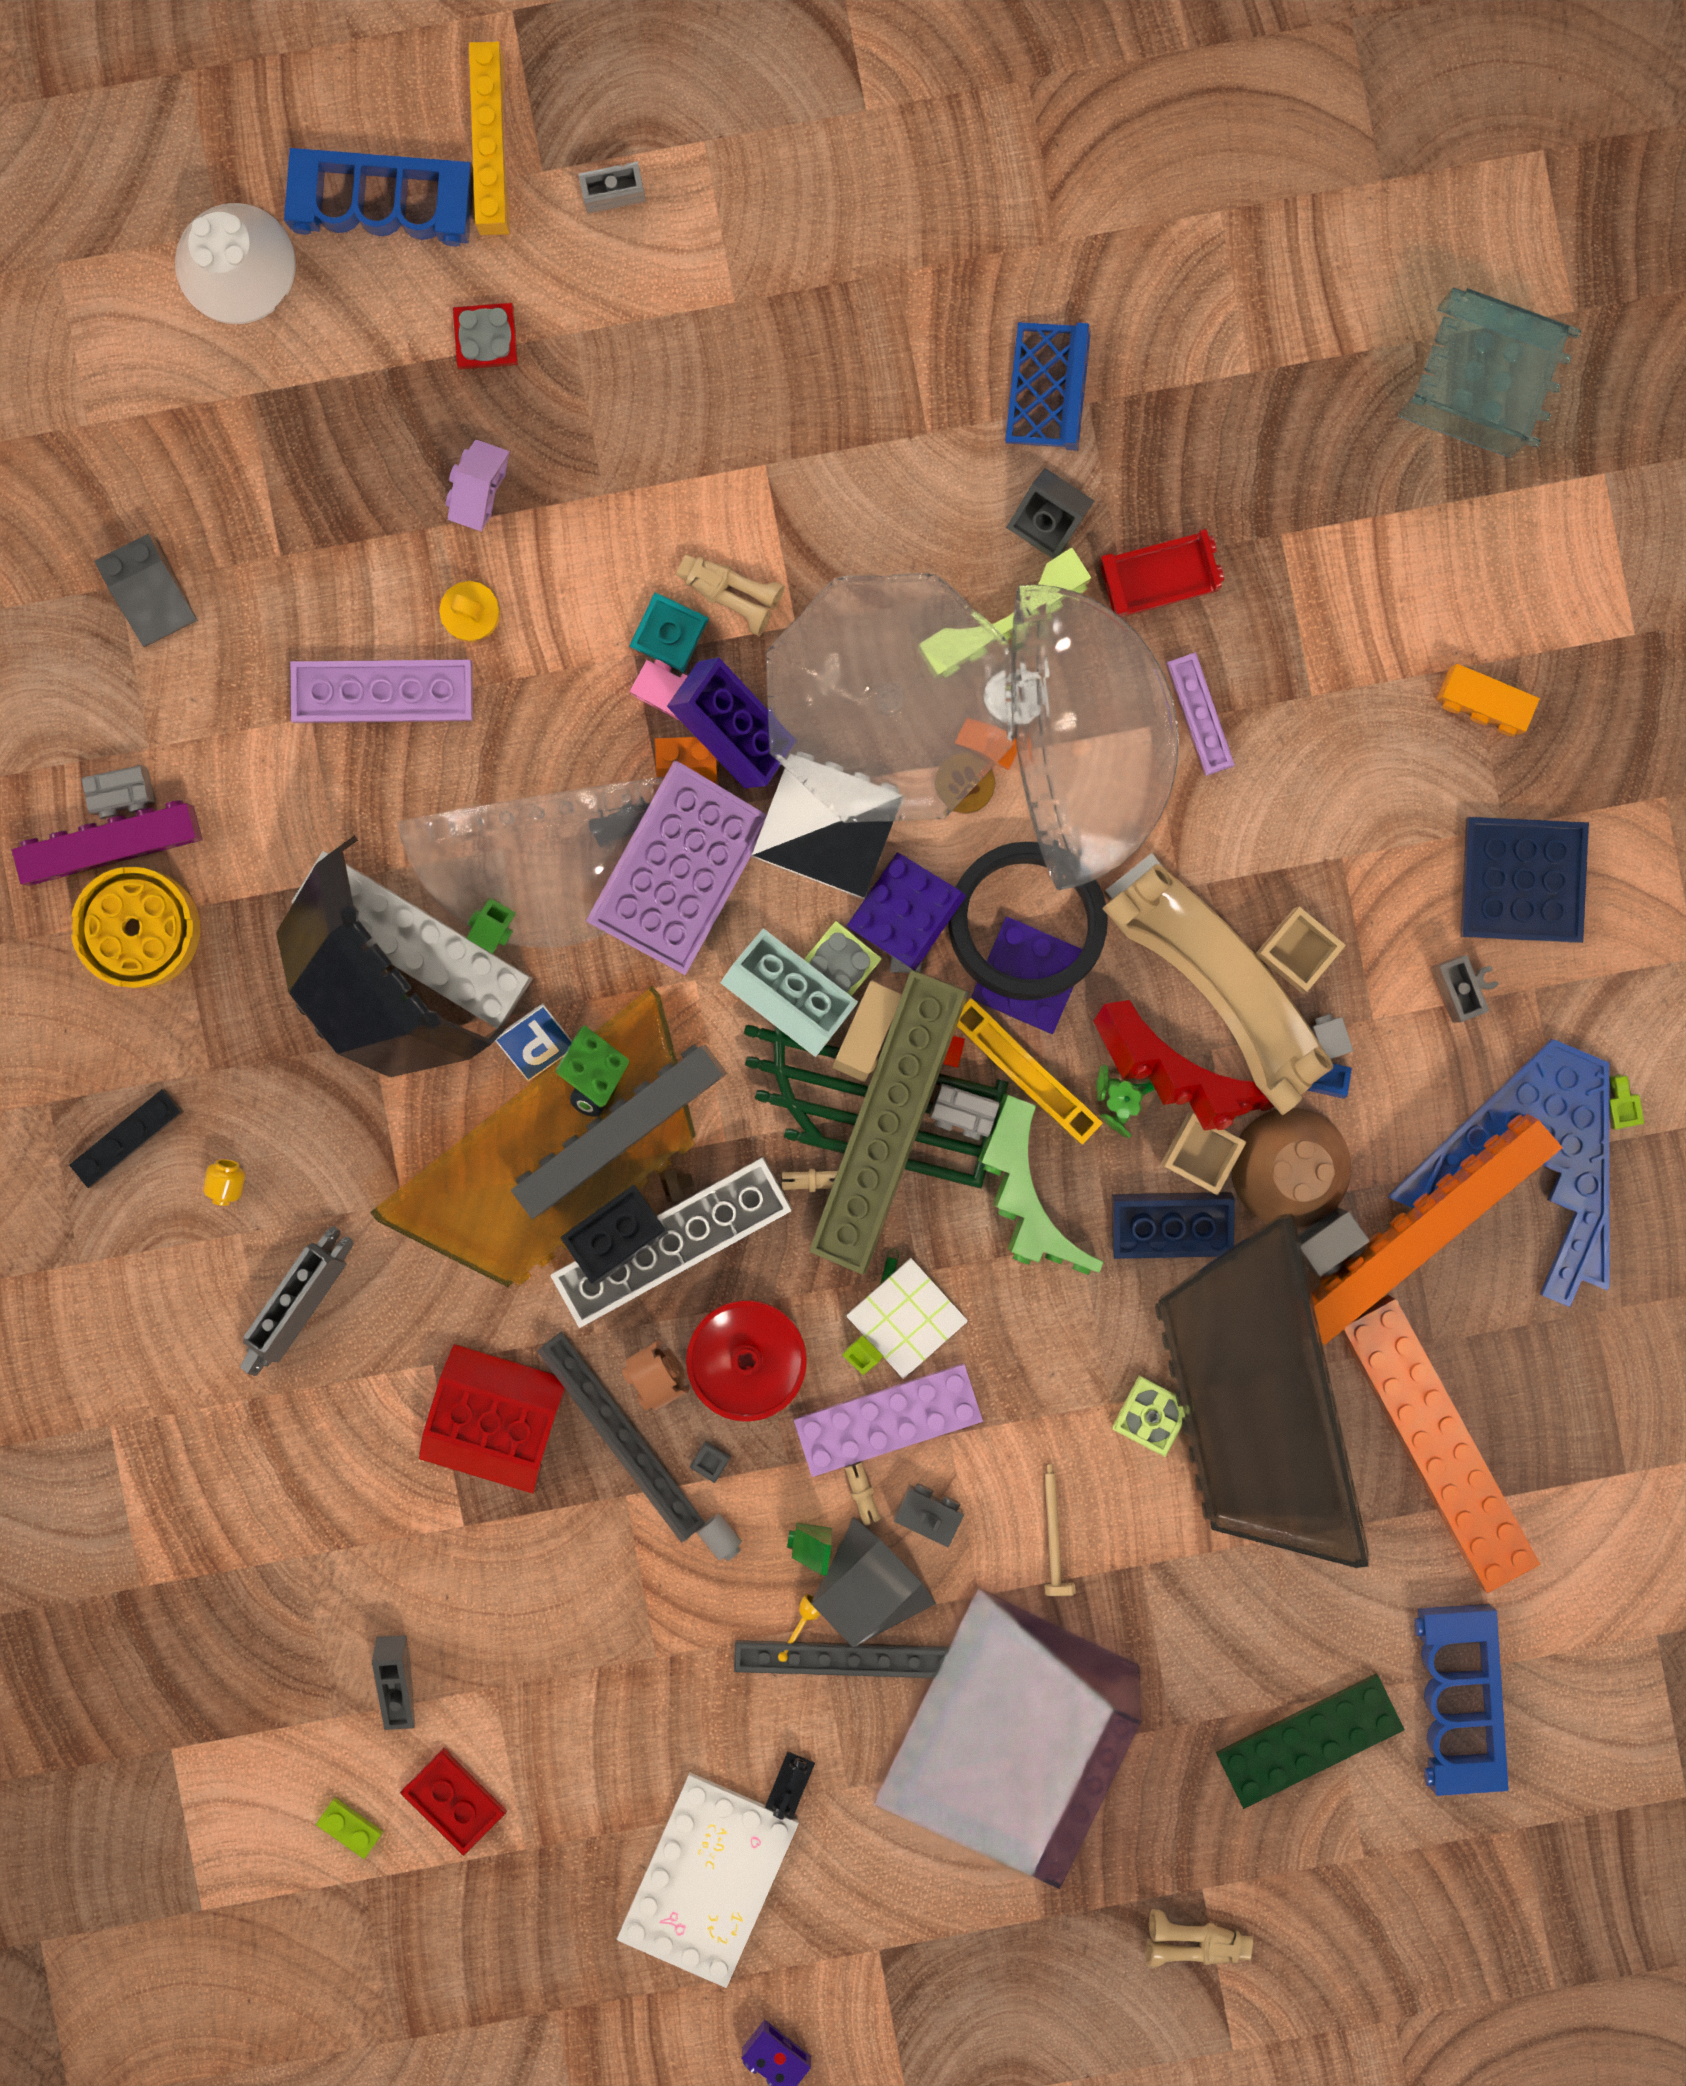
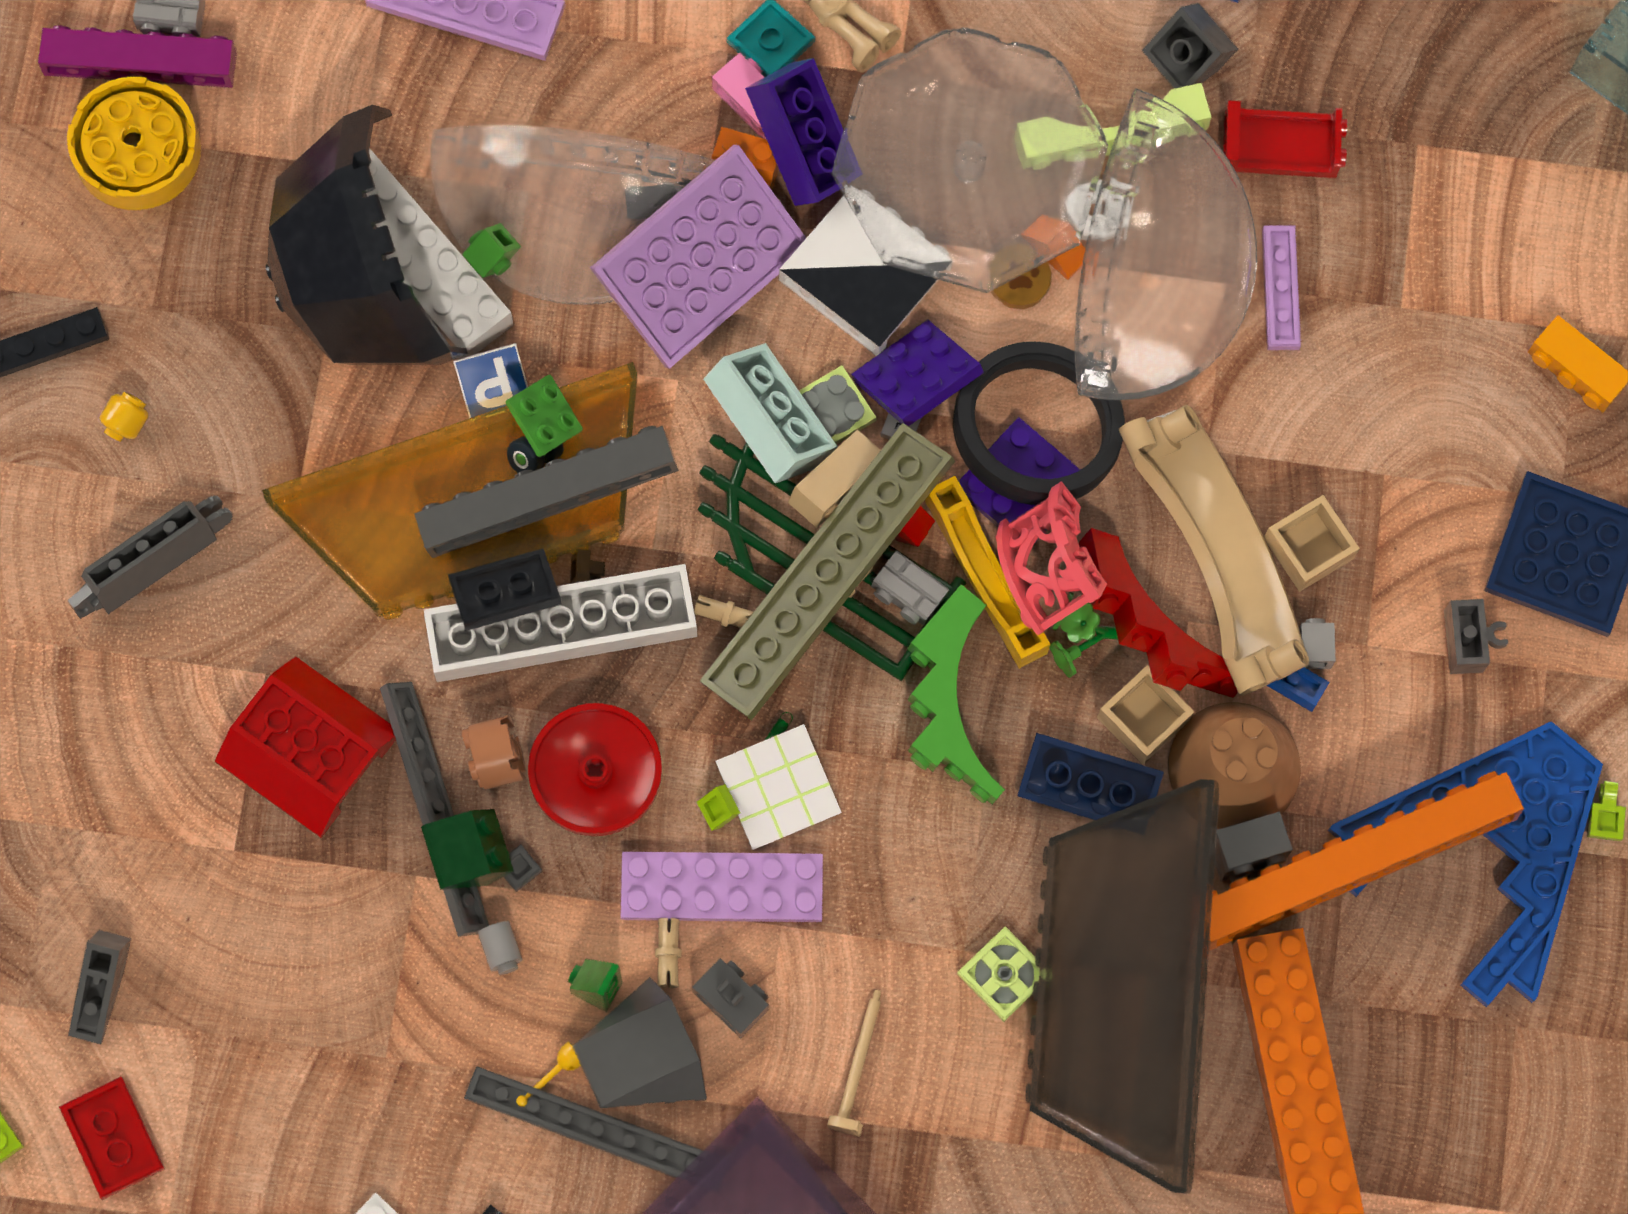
camera: 15 degrees right, 15 degrees down
(662, 1469) = (467, 849): none -> dark green slope
(1076, 1009) = (1015, 543): none -> coral fence

